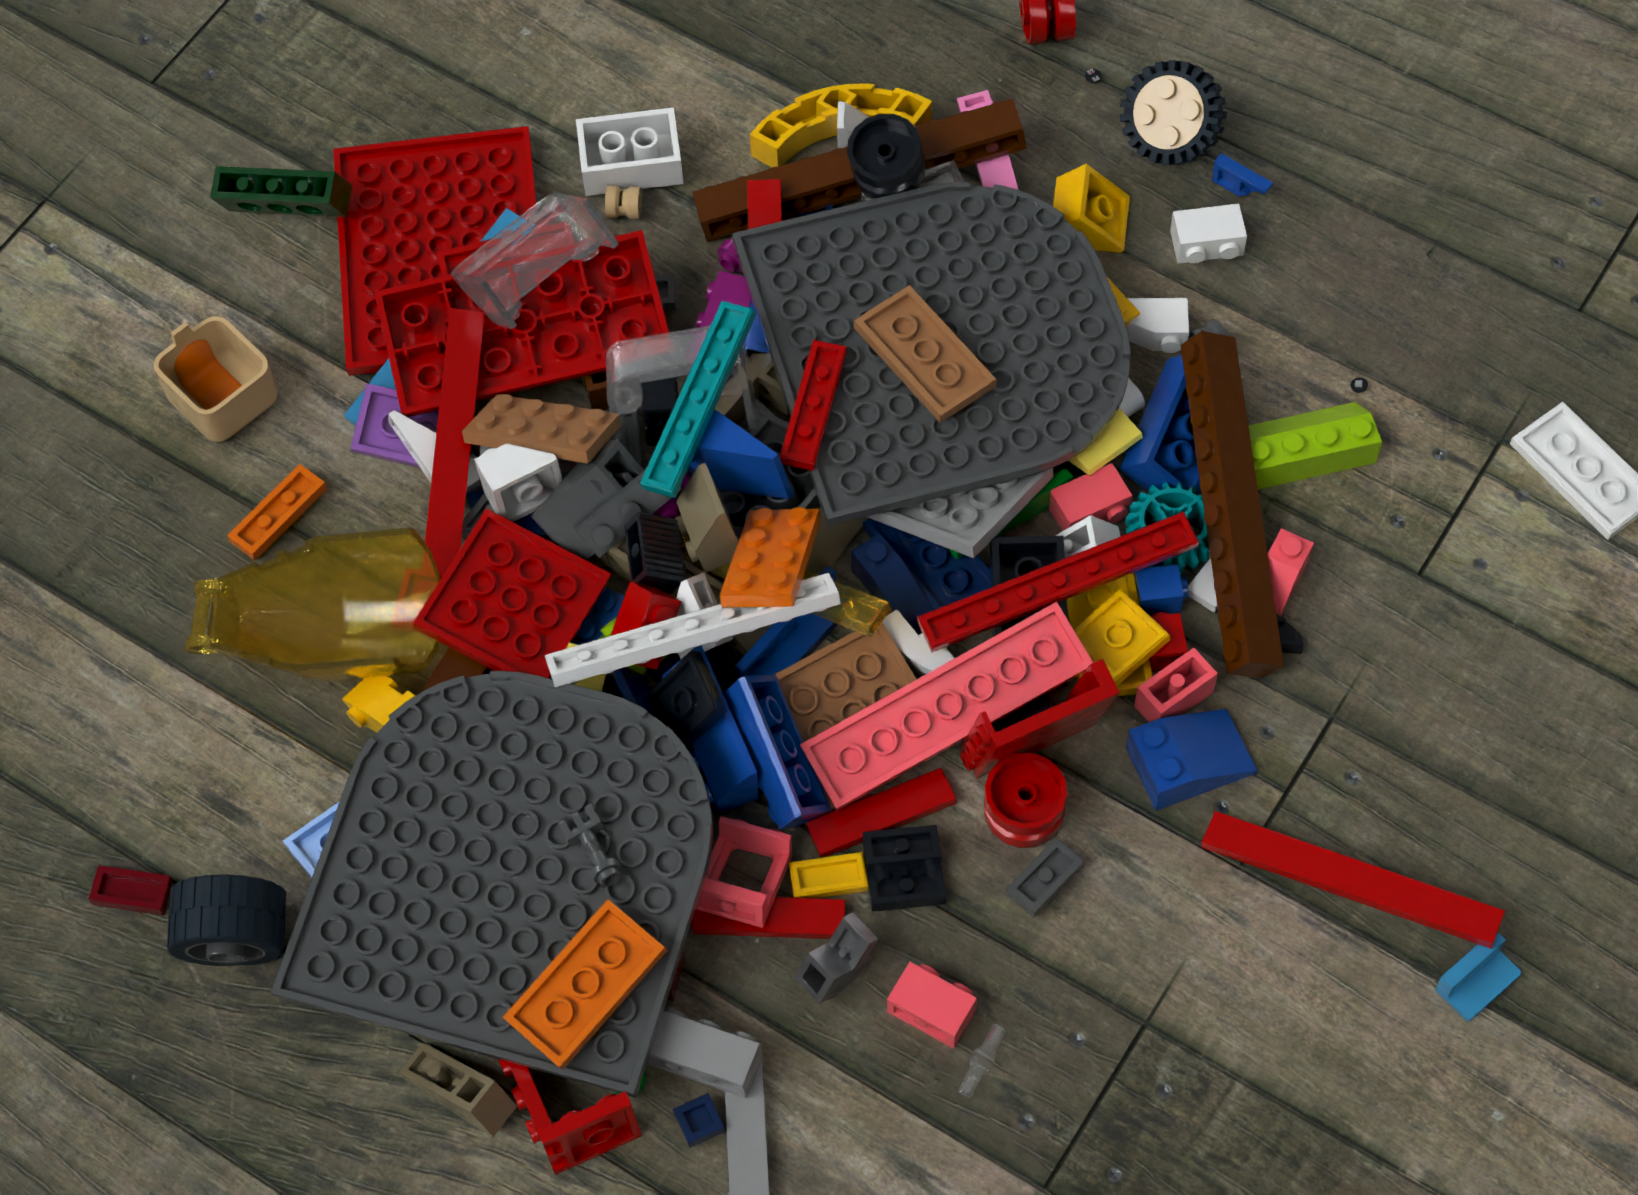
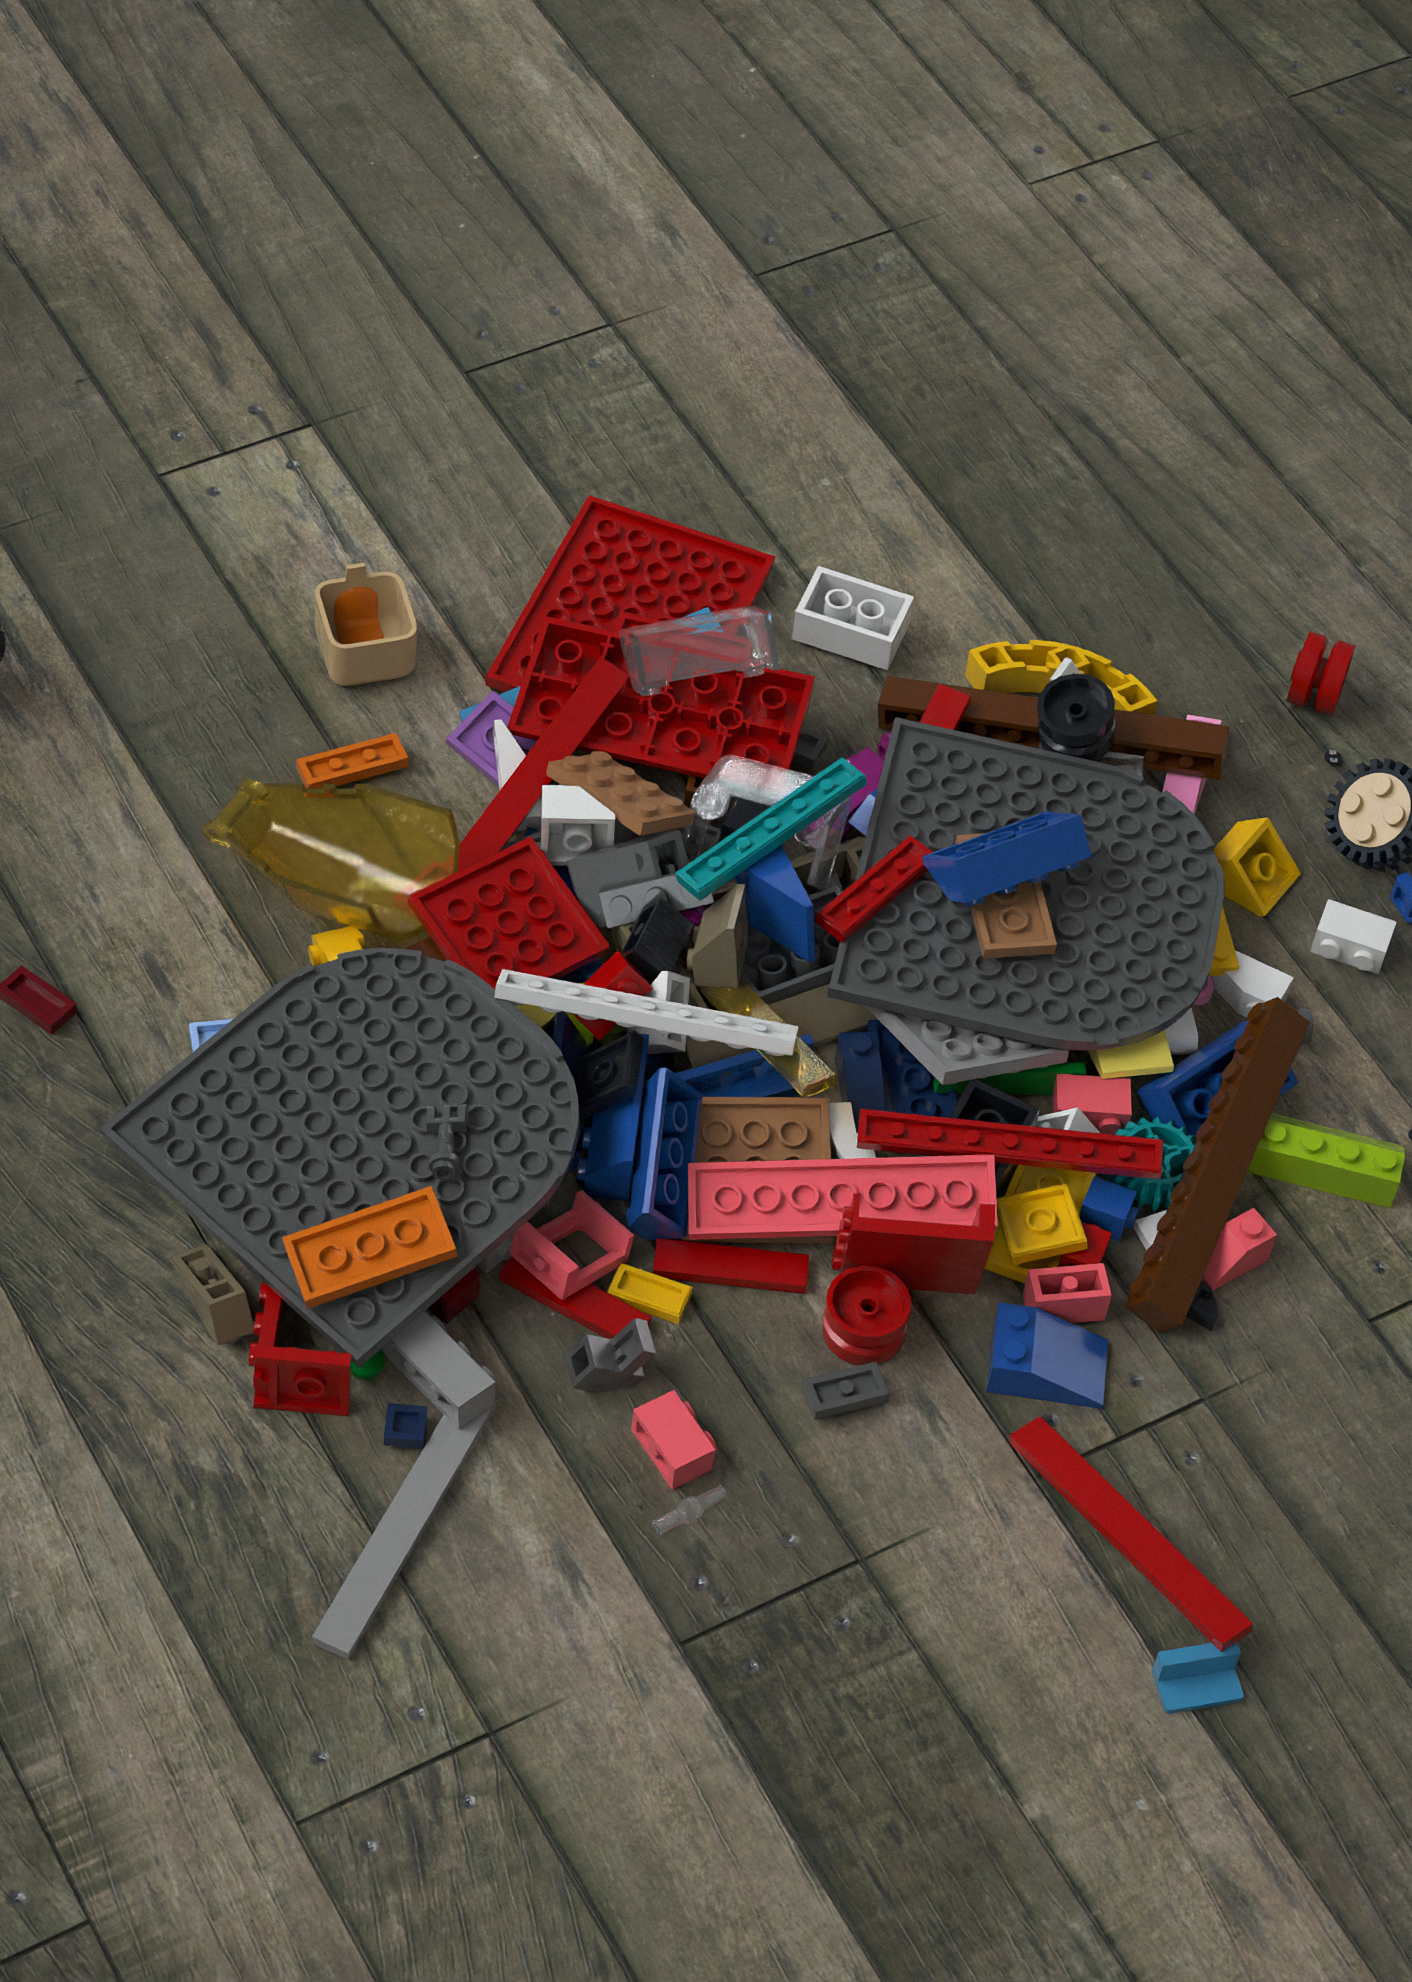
camera: 20 degrees right, 10 degrees down
(226, 920) = (99, 1053): black wheel -> none
(281, 191) = (519, 505): dark green brick -> none
(623, 202) = (821, 658): tan wheel -> none
(770, 558) = (756, 992): orange plate -> none
(904, 868) = (721, 1319): black slope -> none
(912, 319) = (1009, 857): none -> blue slope

